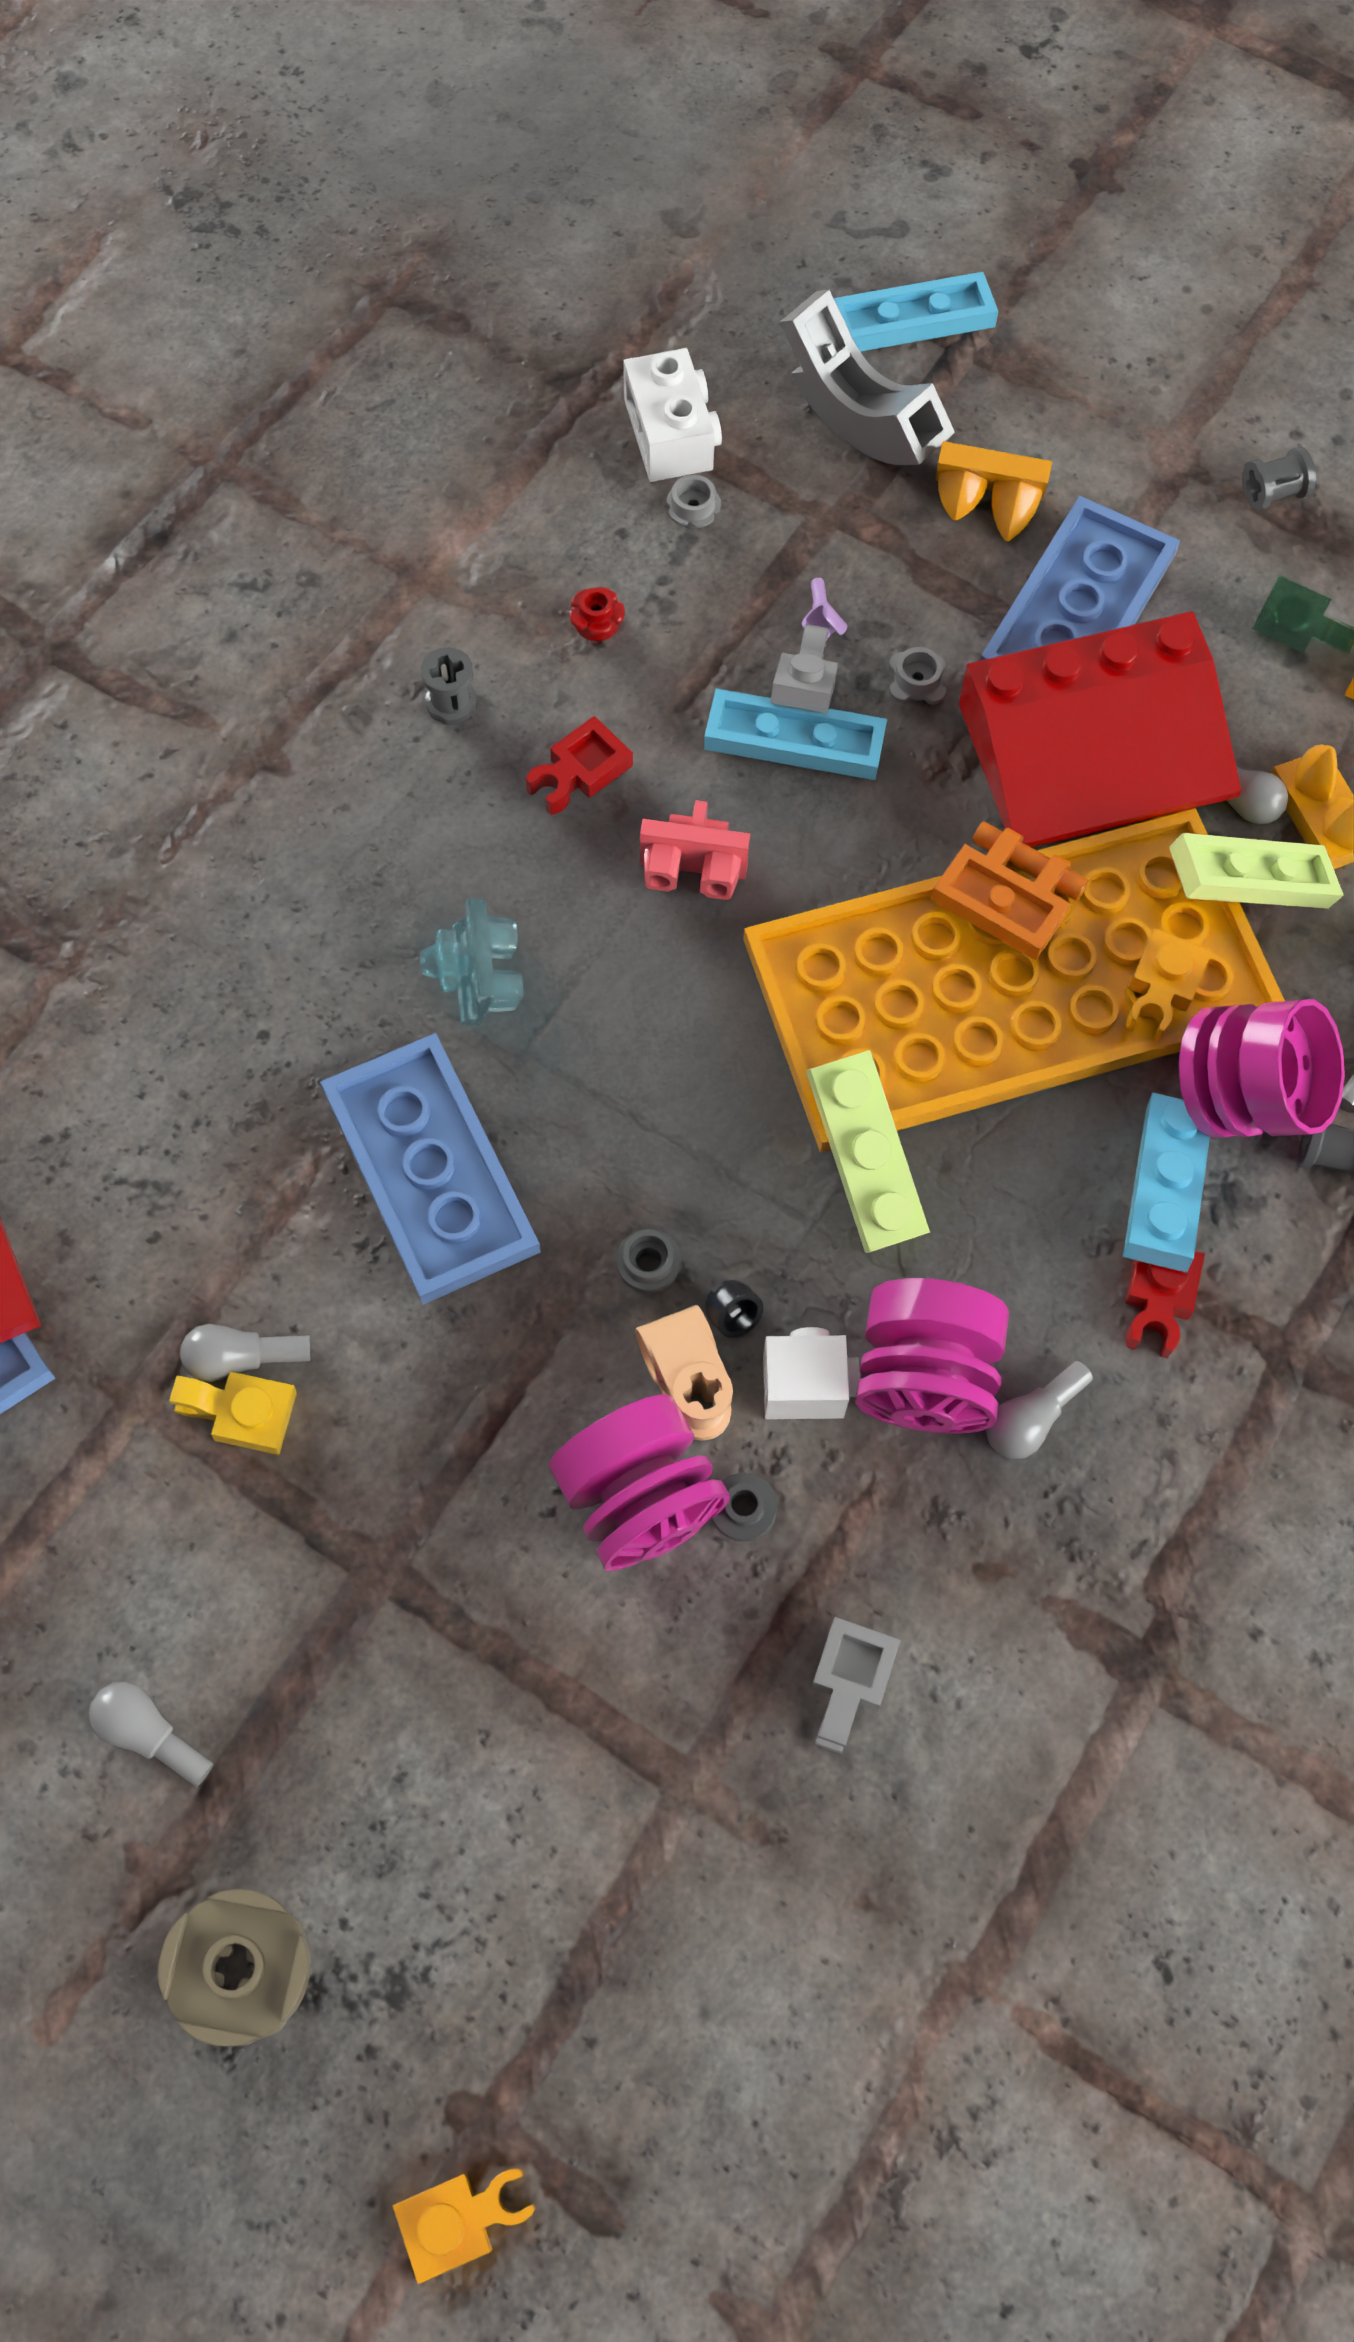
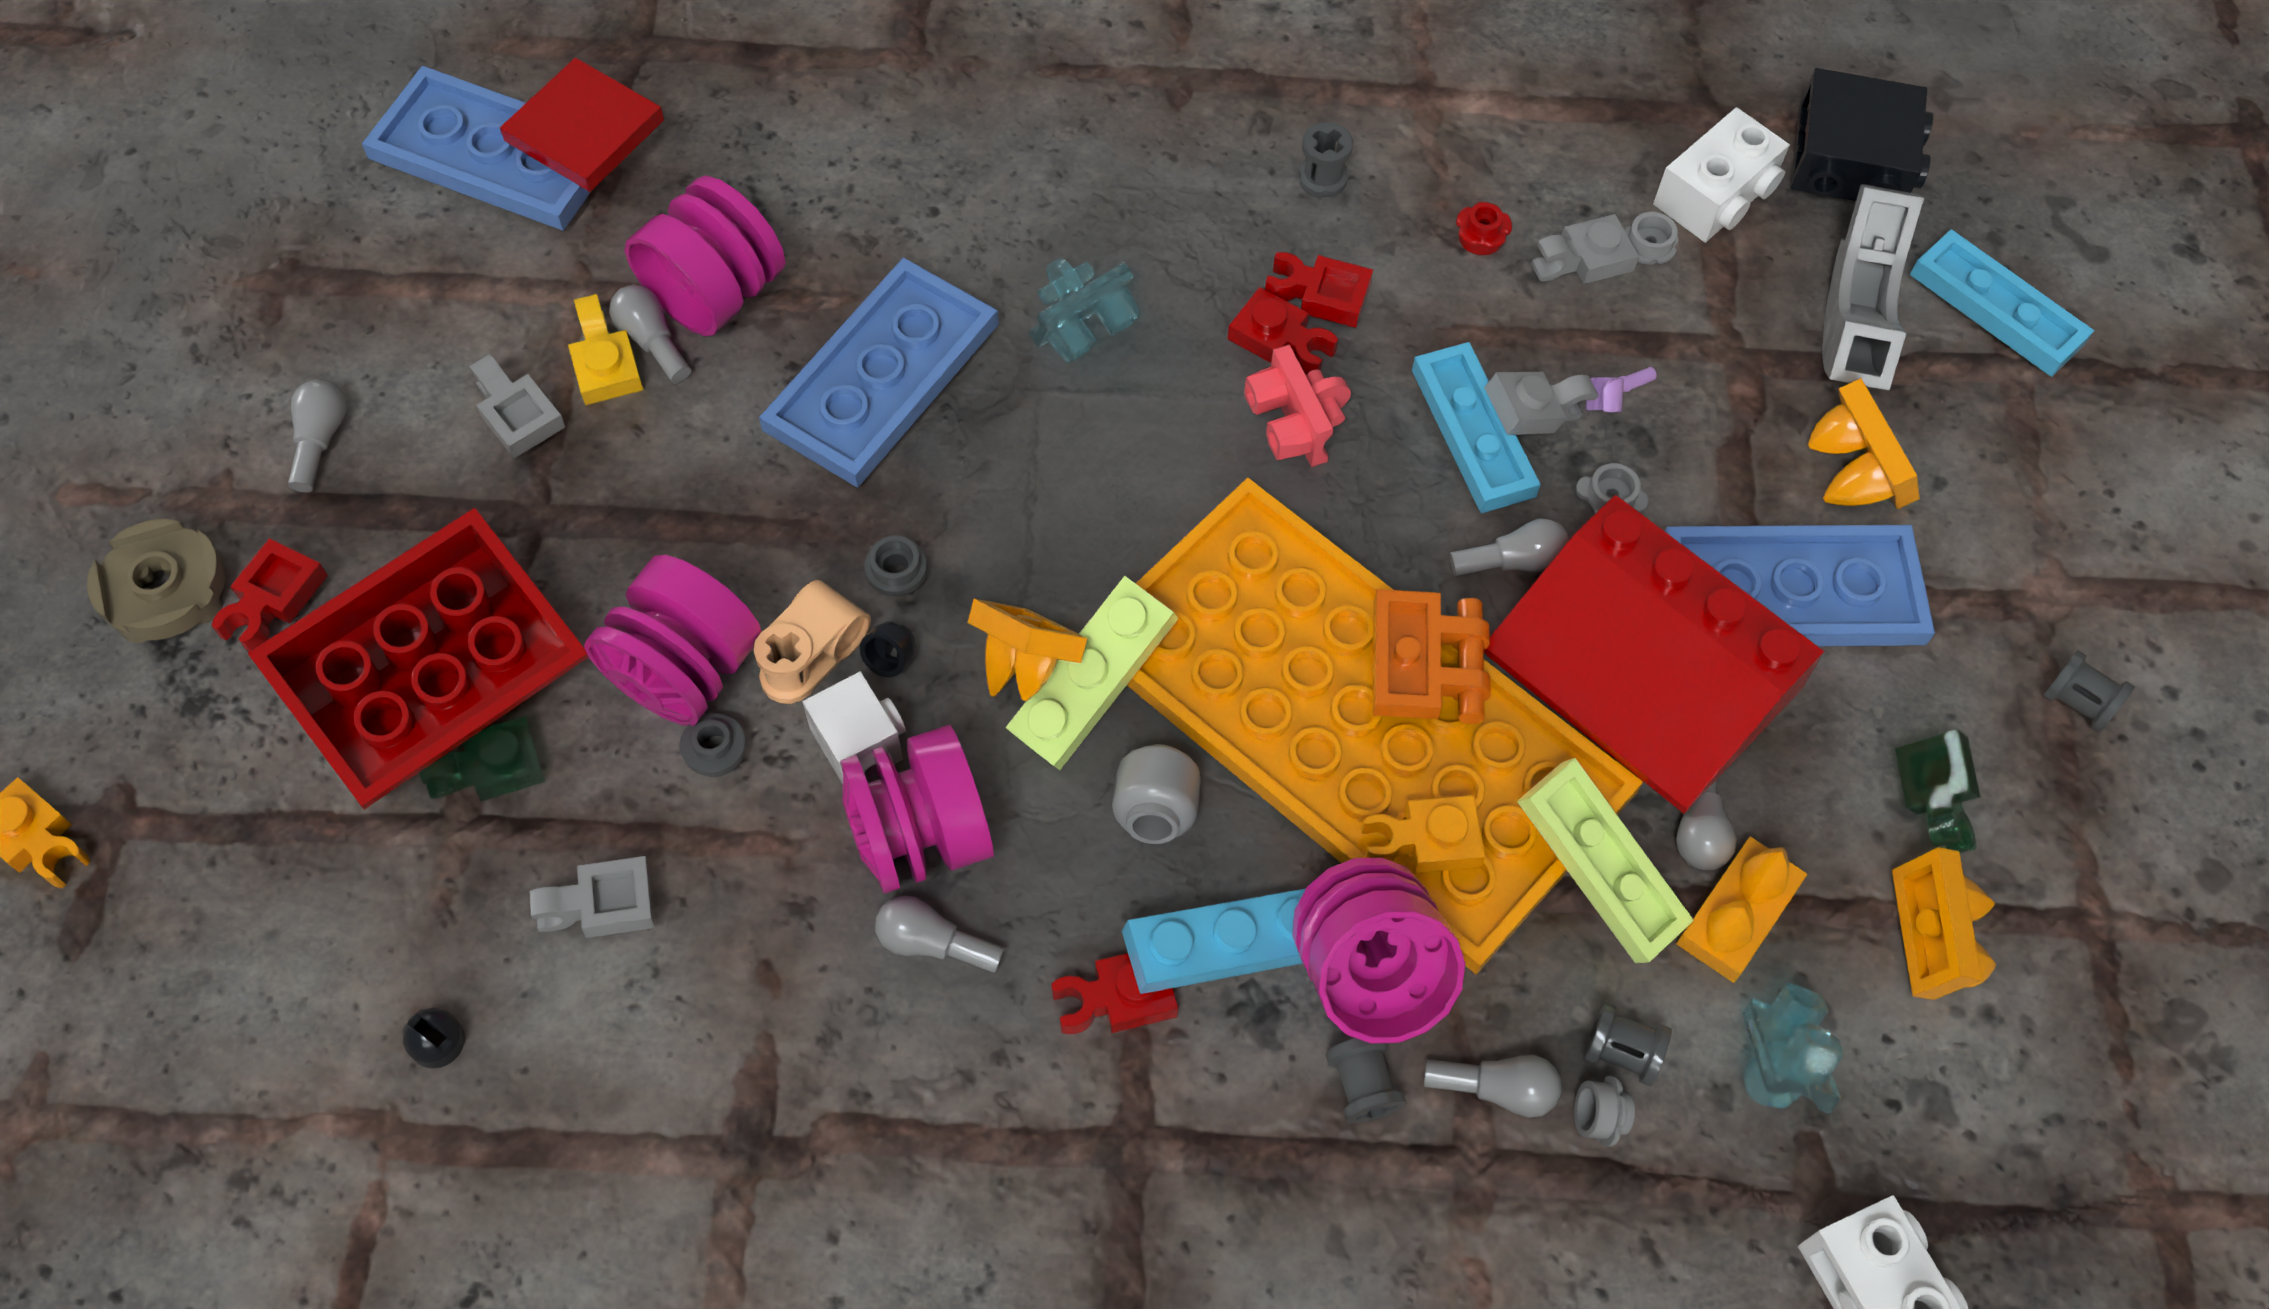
camera: 60 degrees right, 5 degrees down
(212, 1249) = (705, 255): none -> dark pink wheel
(260, 1520) = (516, 410): none -> light grey plate
(318, 1848) = (270, 586): none -> red plate
(514, 1731) = (418, 657): none -> red slope
(593, 829) = (1272, 323): none -> red plate
(642, 1715) = (494, 762): none -> clear green plate
(671, 550) = (1591, 248): none -> light grey plate
(705, 300) = (1860, 134): none -> black brick
(791, 1190) = (1022, 645): none -> light orange tile
(896, 1880) = (423, 1050): none -> black hinge
(934, 761) = (1525, 549): none -> light grey piece
(1006, 1163) = (1156, 793): none -> light grey head

